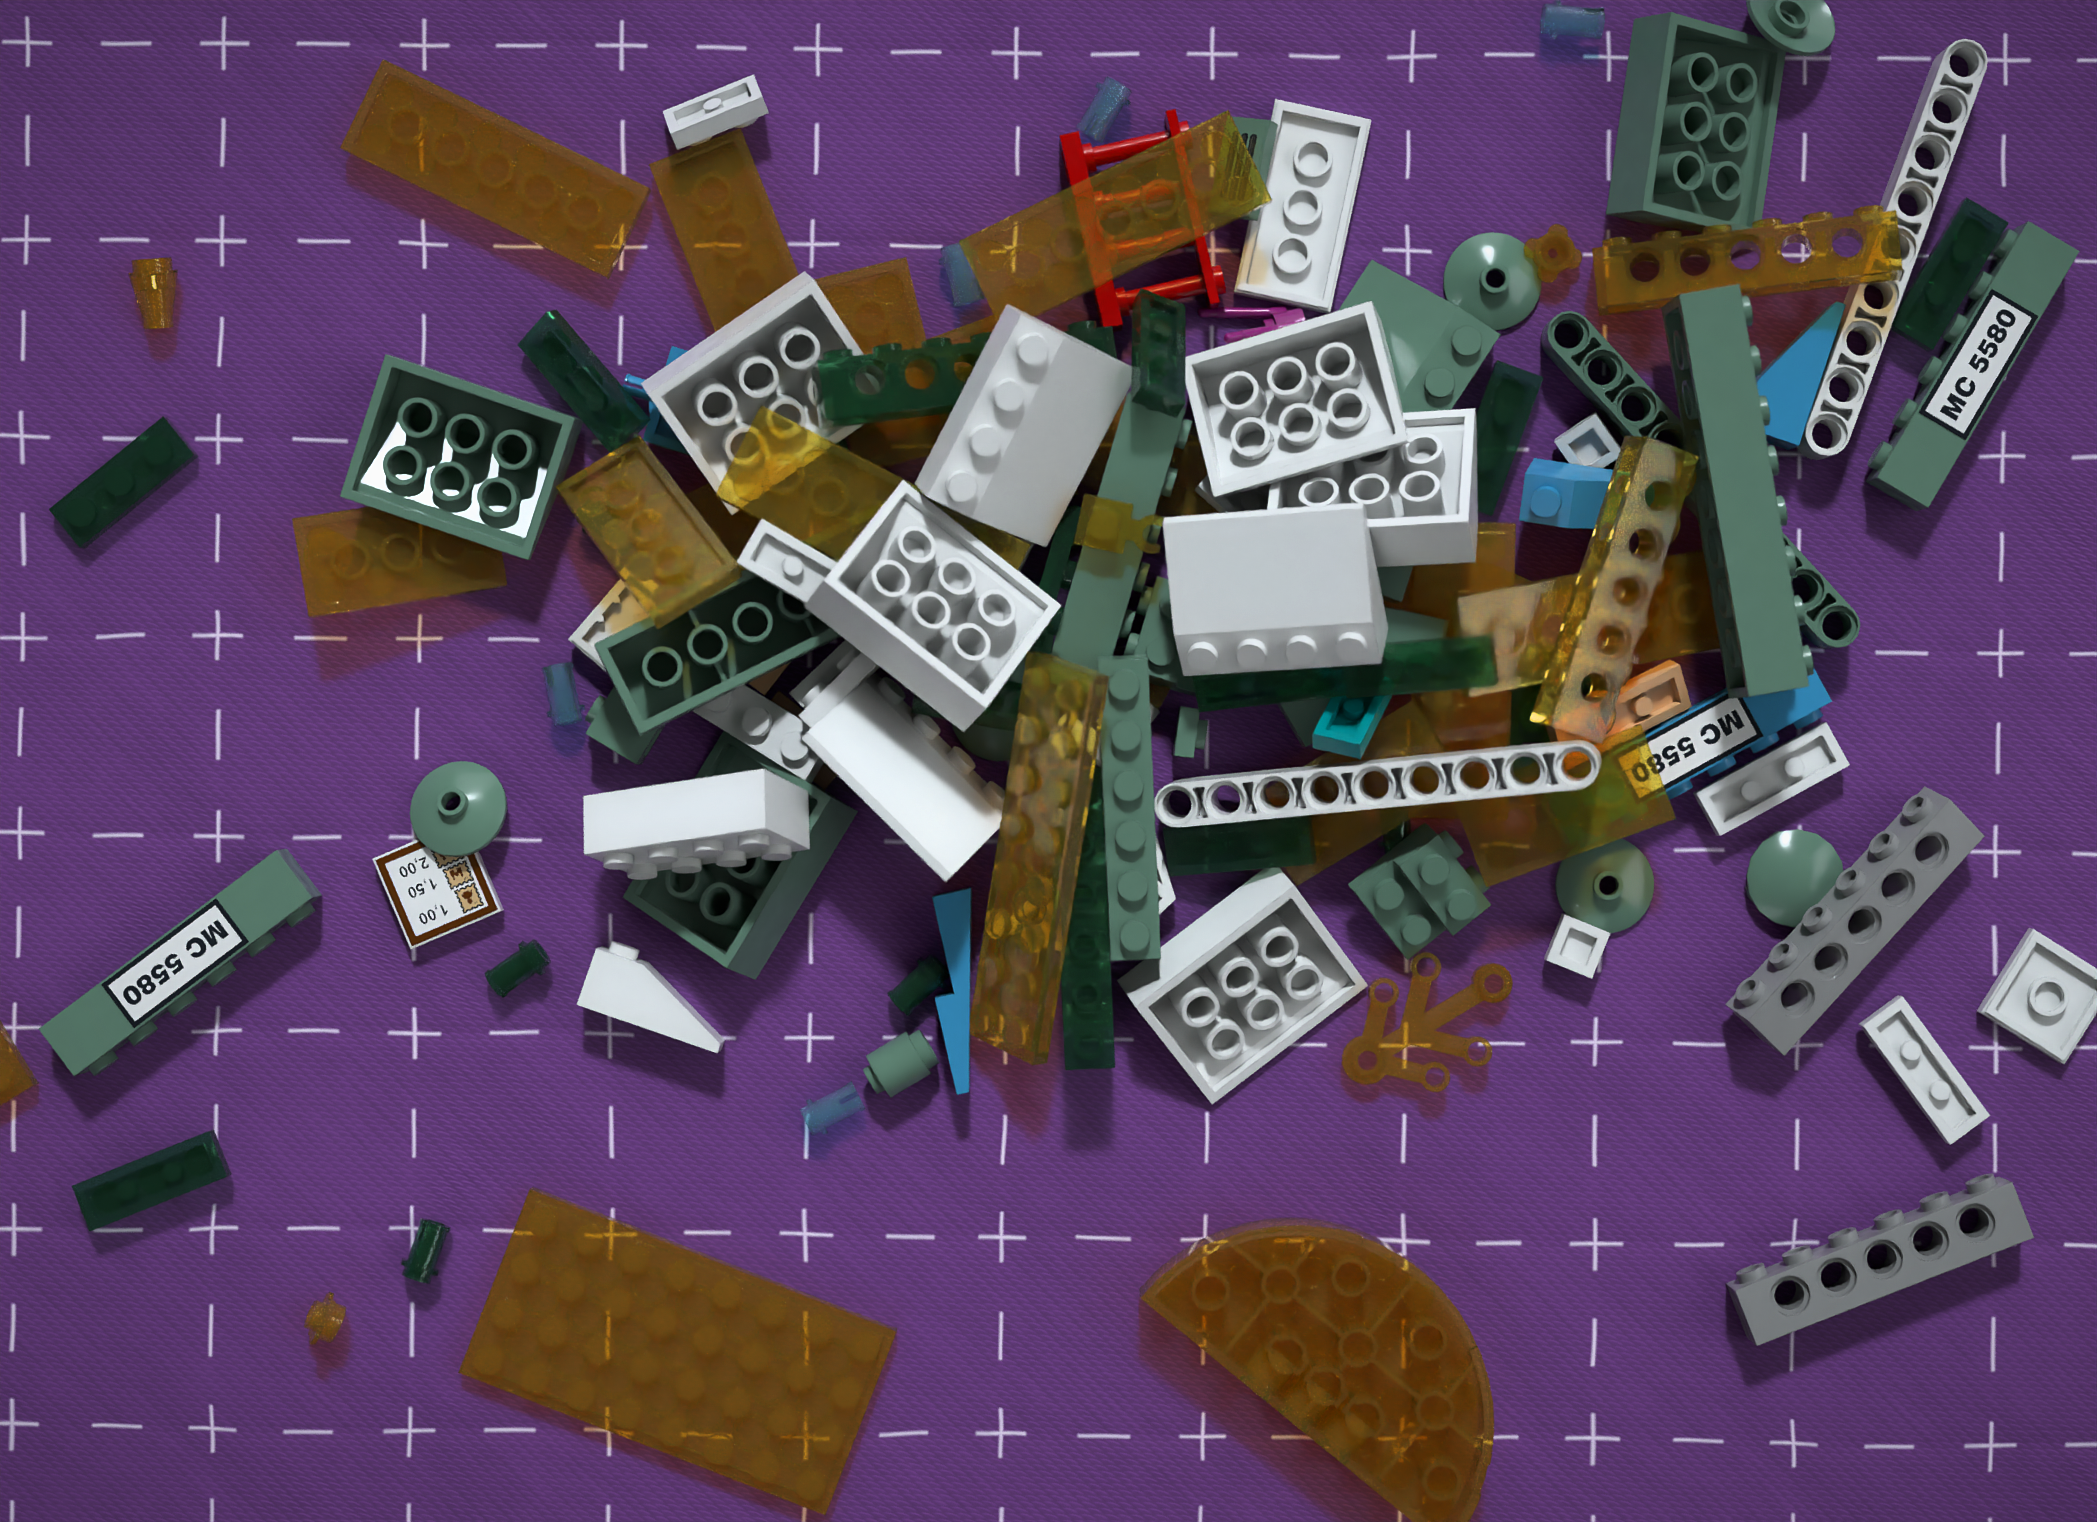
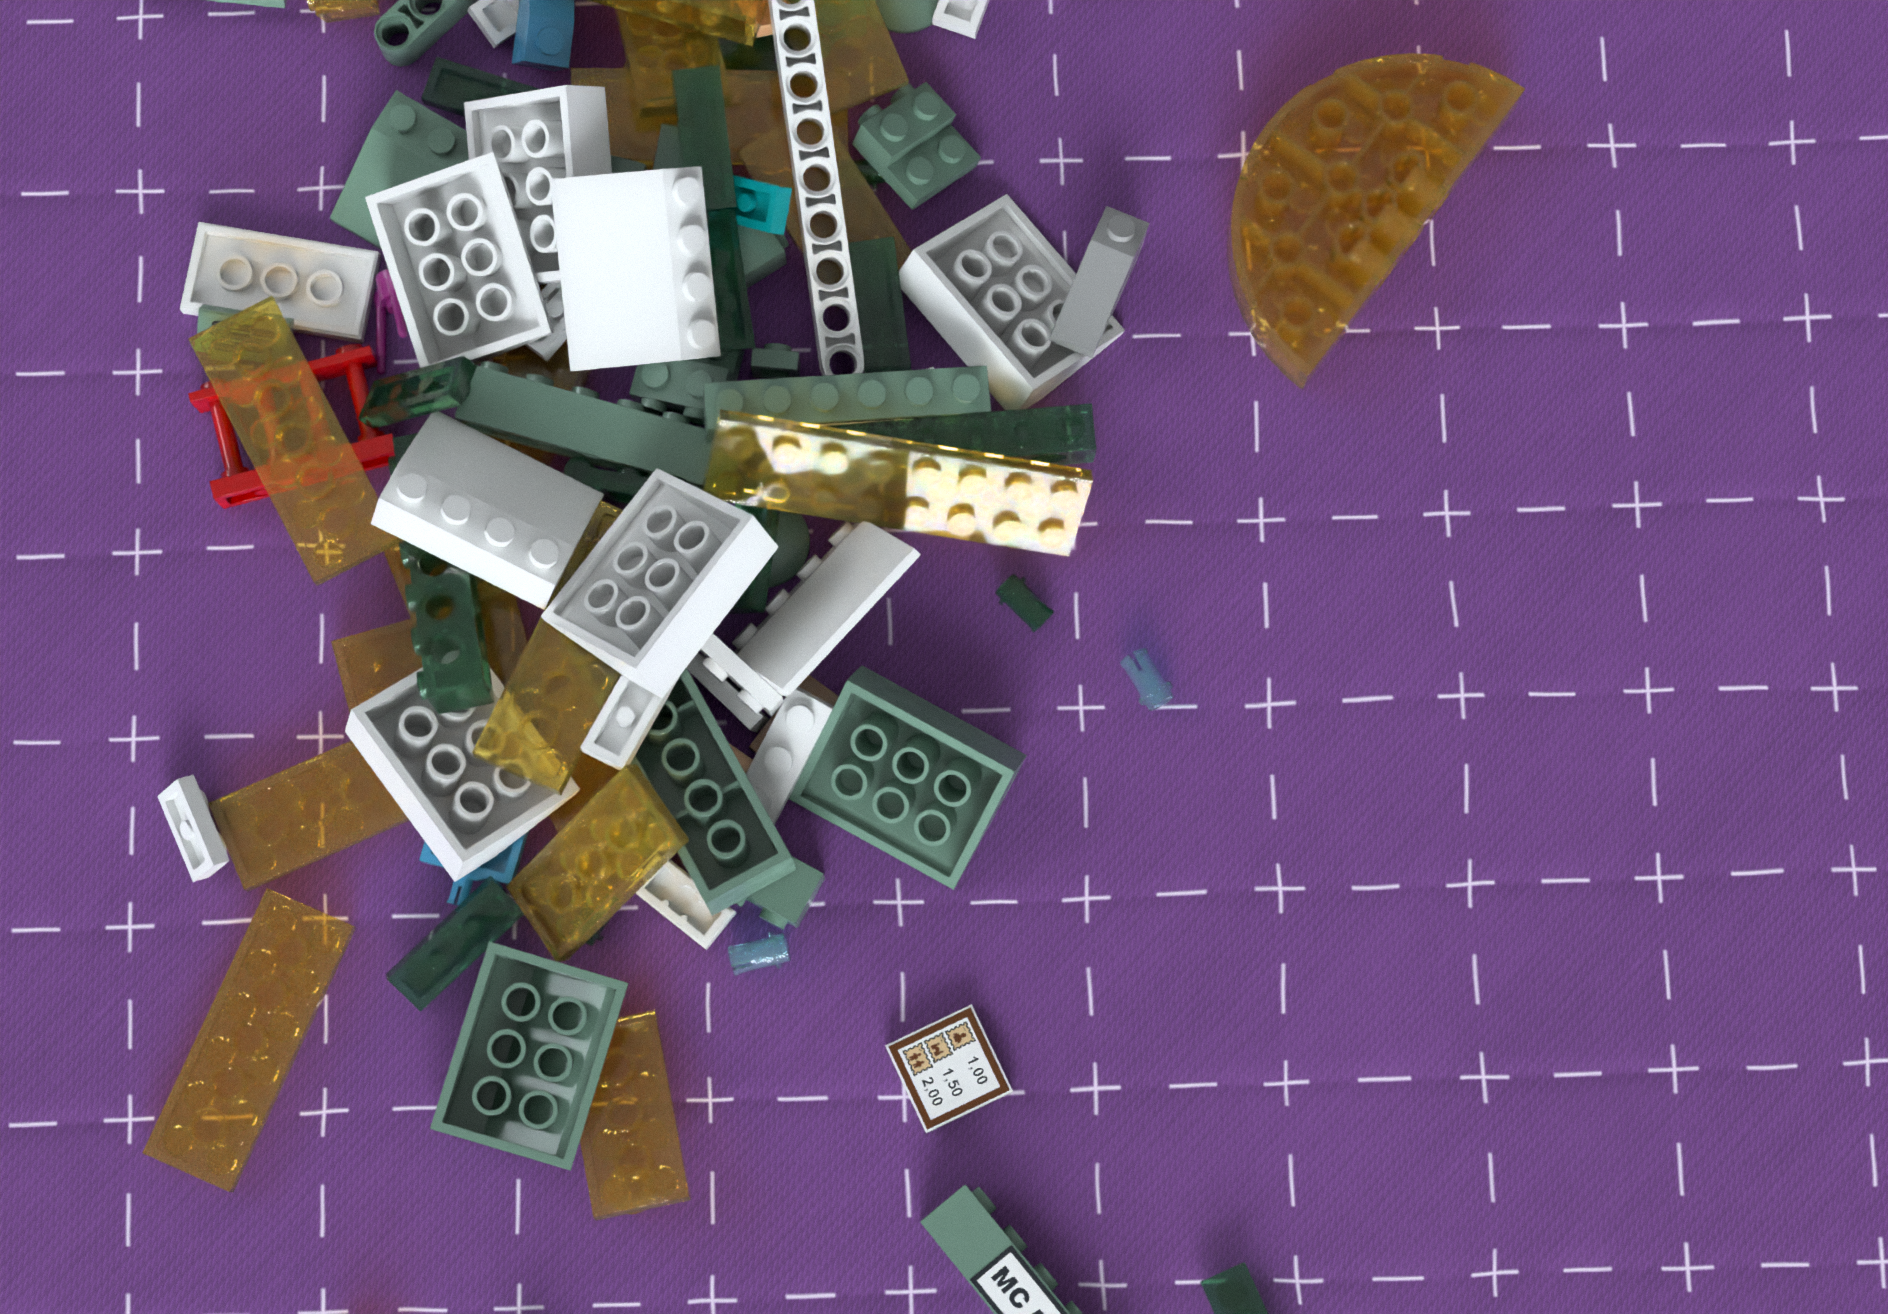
camera: 90 degrees left, 10 degrees down
(324, 1319) = (1379, 1160): clear yellow plate -> none
(425, 1251) = (1306, 1064): pin -> none
(472, 823) = (894, 1044): sand green dish -> none
(518, 967) = (1026, 986): clear green pin -> none
(638, 994) = (1045, 867): white slope -> none
(678, 1350) = (1387, 819): clear yellow plate -> none
(697, 823) = (877, 804): white brick -> none
(900, 1063) = (1100, 615): sand green brick -> none
(954, 1007) = (1047, 566): dark azure slope -> none
(960, 276) = (346, 591): clear light blue pin -> none
(1104, 109) = (187, 463): clear light blue pin -> none
(1108, 524) = (580, 429): clear yellow plate -> none
(1257, 1081) = (1099, 281): none -> light grey slope
(1420, 1027) = (1041, 144): clear yellow plant -> none
(1467, 286) = (344, 130): sand green dish -> none
(1557, 239) = (321, 43): clear yellow plate -> none
(1571, 20) = (105, 55): clear light blue pin -> none

